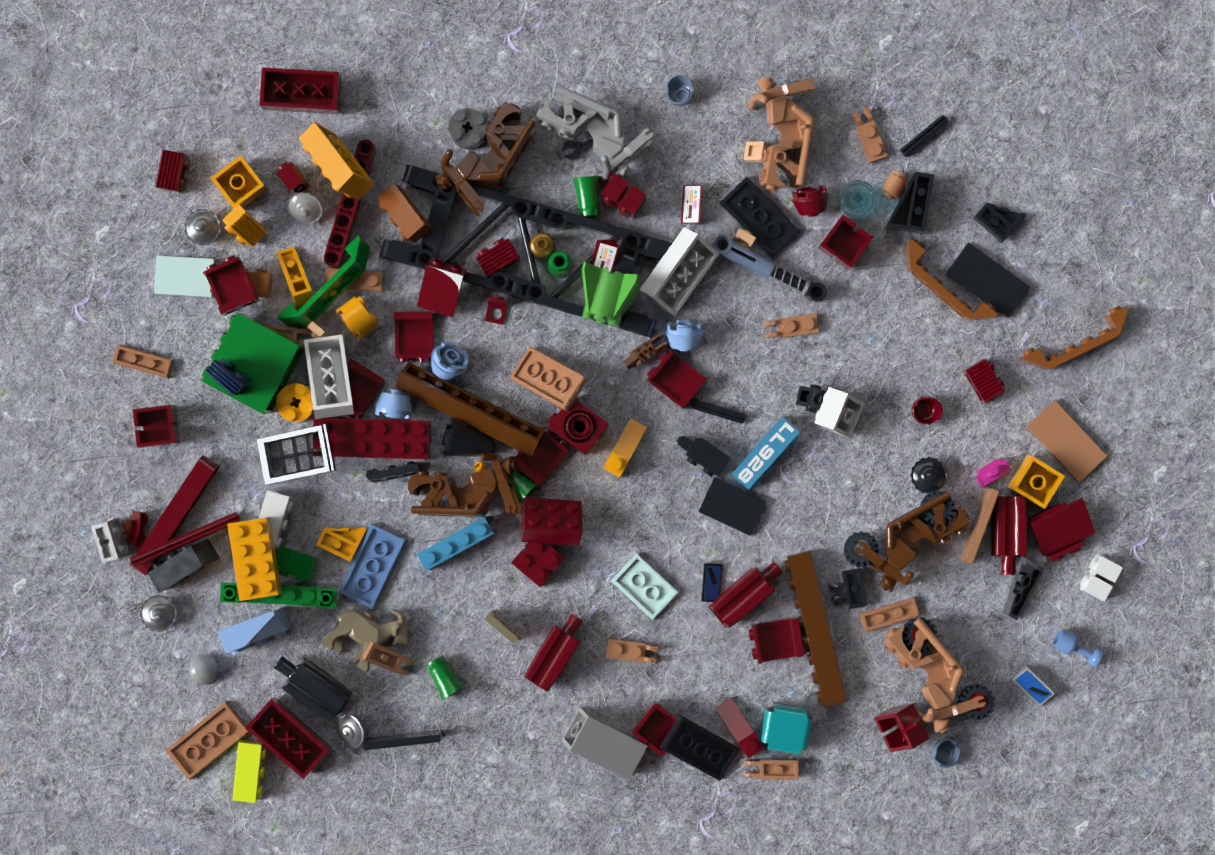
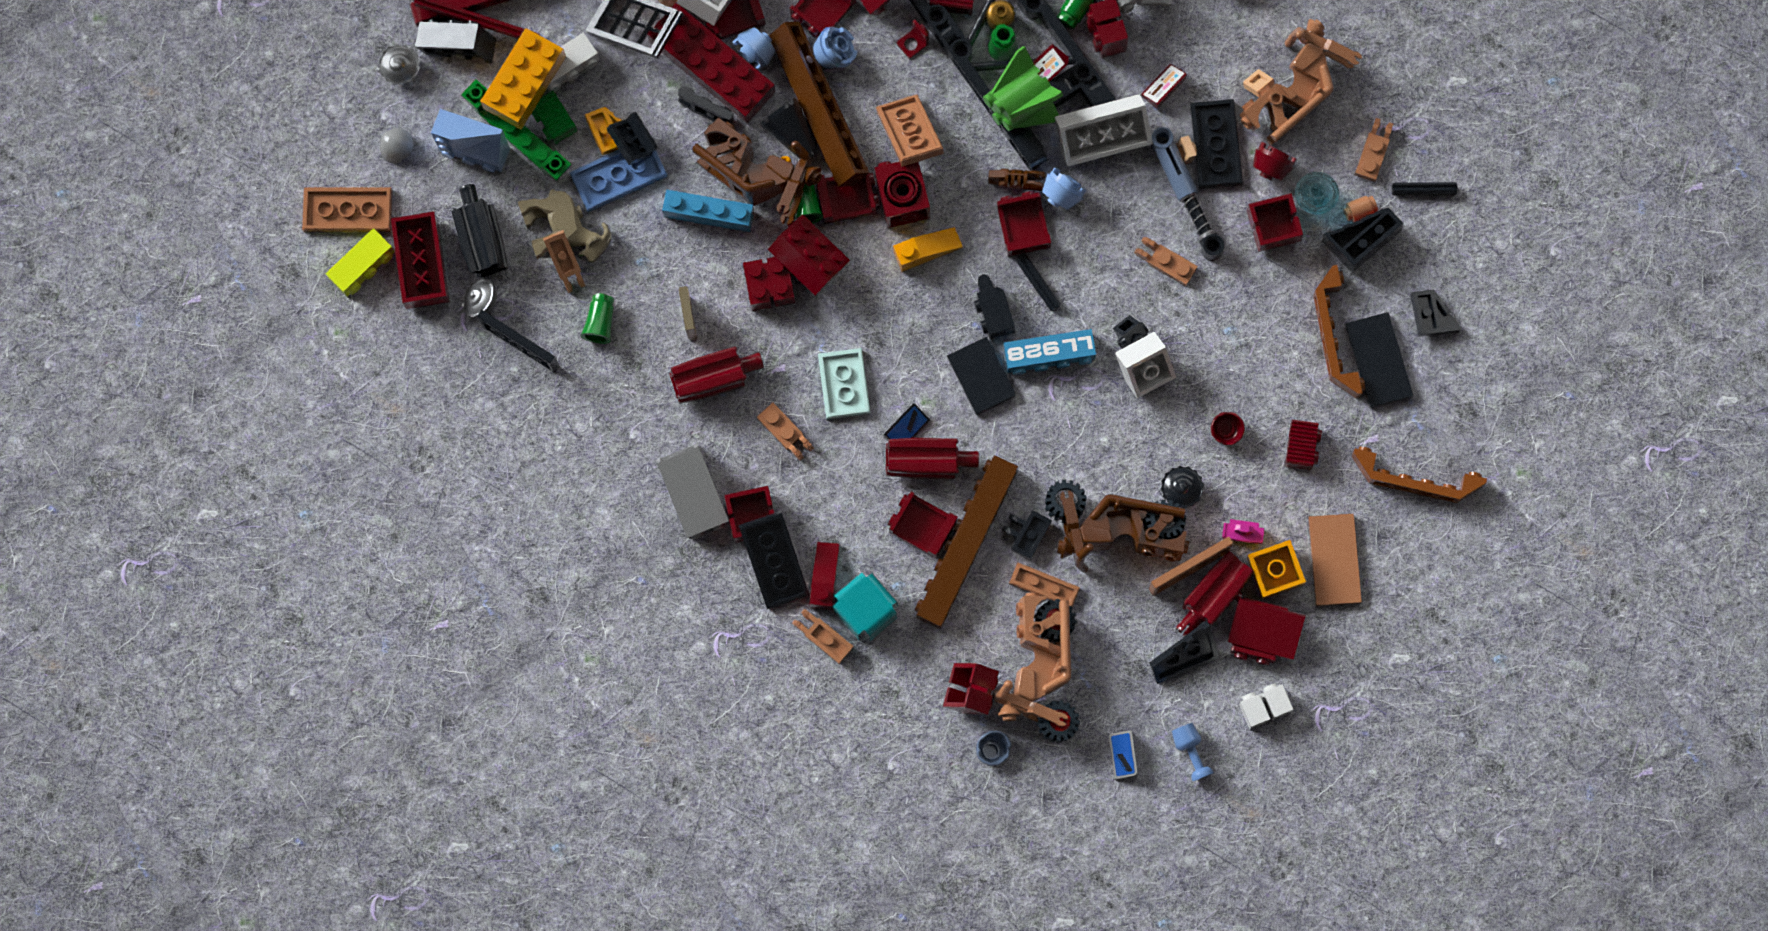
camera: 45 degrees right, 10 degrees down
(363, 537) = (632, 139): none -> black bracket

